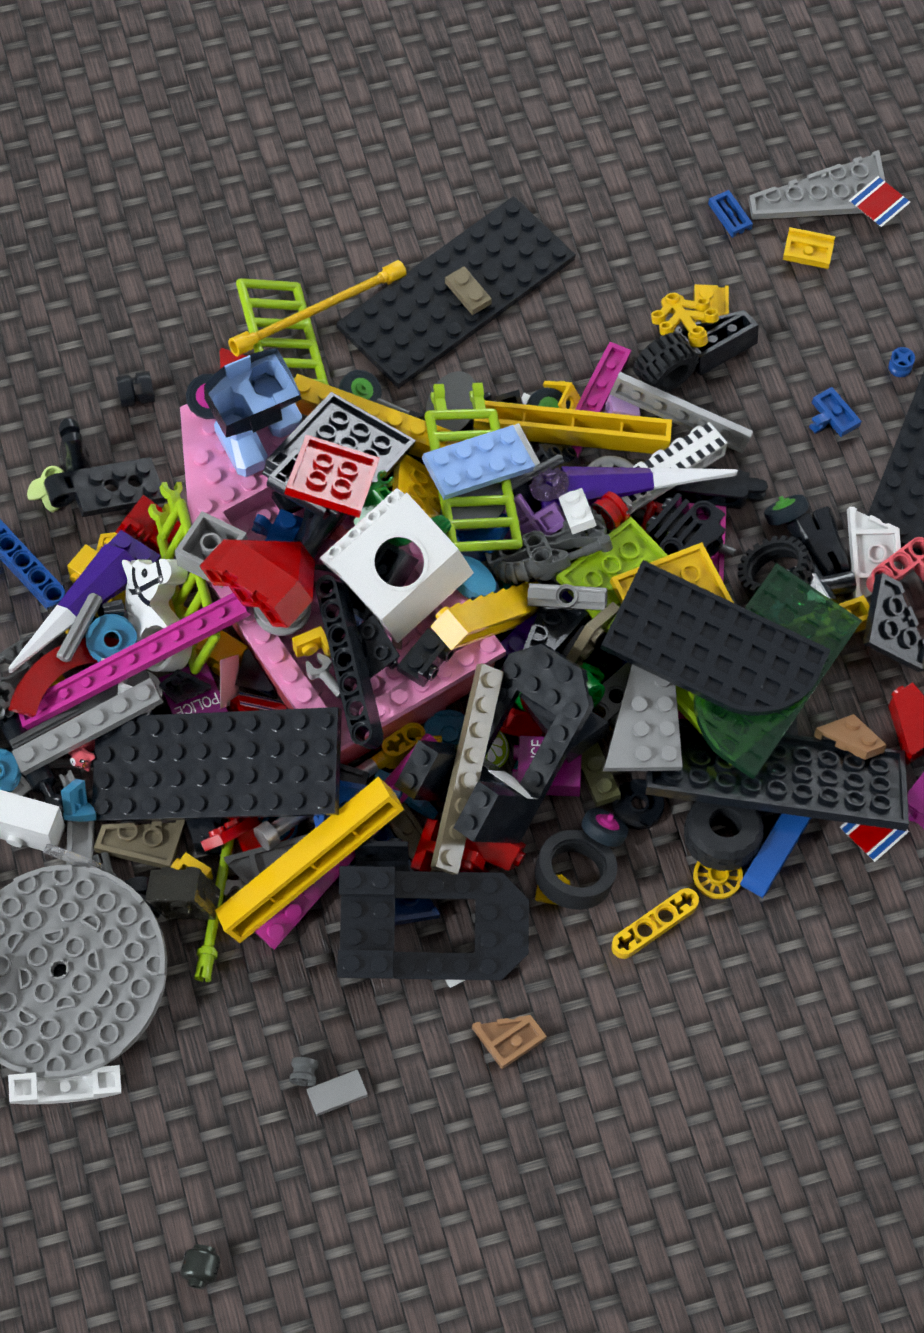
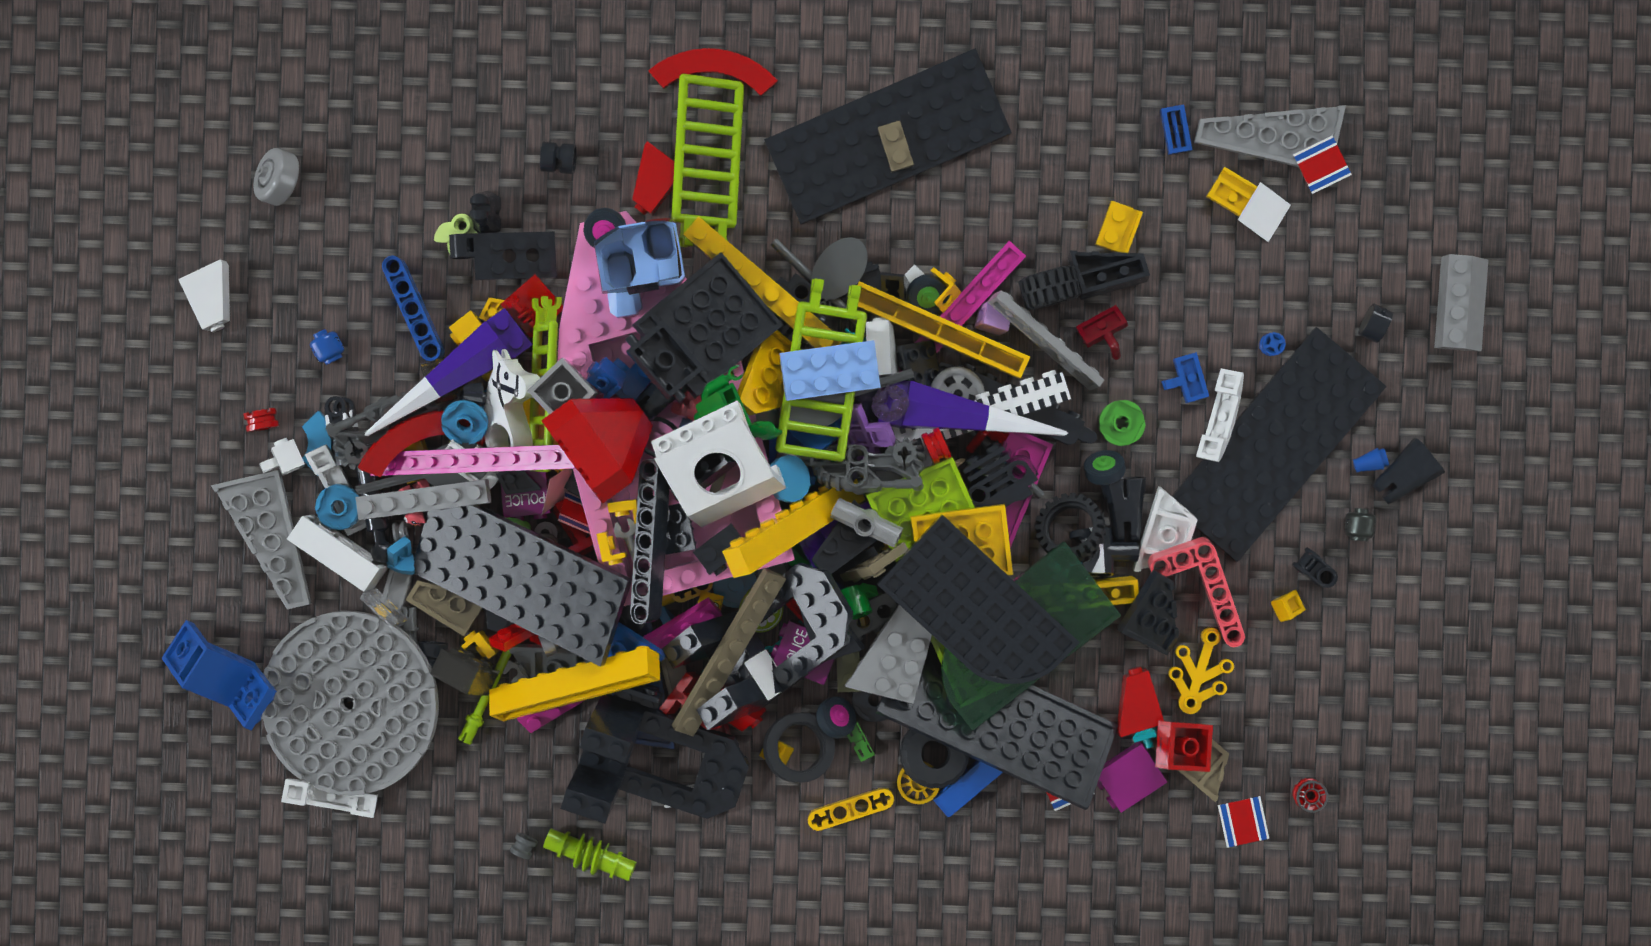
camera: 25 degrees right, 25 degrees up
(79, 627) = (438, 407): light grey axle -> none
(245, 341) = (666, 151): yellow hose -> none
(260, 528) = (606, 377): none -> blue brick
(291, 270) = (713, 61): none -> red tile
(305, 686) = (606, 545): none -> yellow bracket
(332, 476) = (685, 365): plate -> none
(337, 1092) = (545, 869): light grey tile -> none
(361, 384) = (762, 222): black wheel -> none
(382, 1055) = (589, 855): none -> lime piece
(509, 1038) = (697, 869): medium nougat wing -> none
(577, 511) = (903, 443): white plate -> none
(641, 856) = (857, 736): none -> bright green piece
(676, 303) = (1085, 239): yellow plant -> none
(732, 390) = (1103, 327): none -> dark red plate
(781, 482) = (1115, 411): none -> bright green plate
(843, 255) = (1264, 212): none -> white sticker
(852, 736) = (1078, 701): medium nougat wing -> none
(882, 432) = (1223, 415): none -> white slope

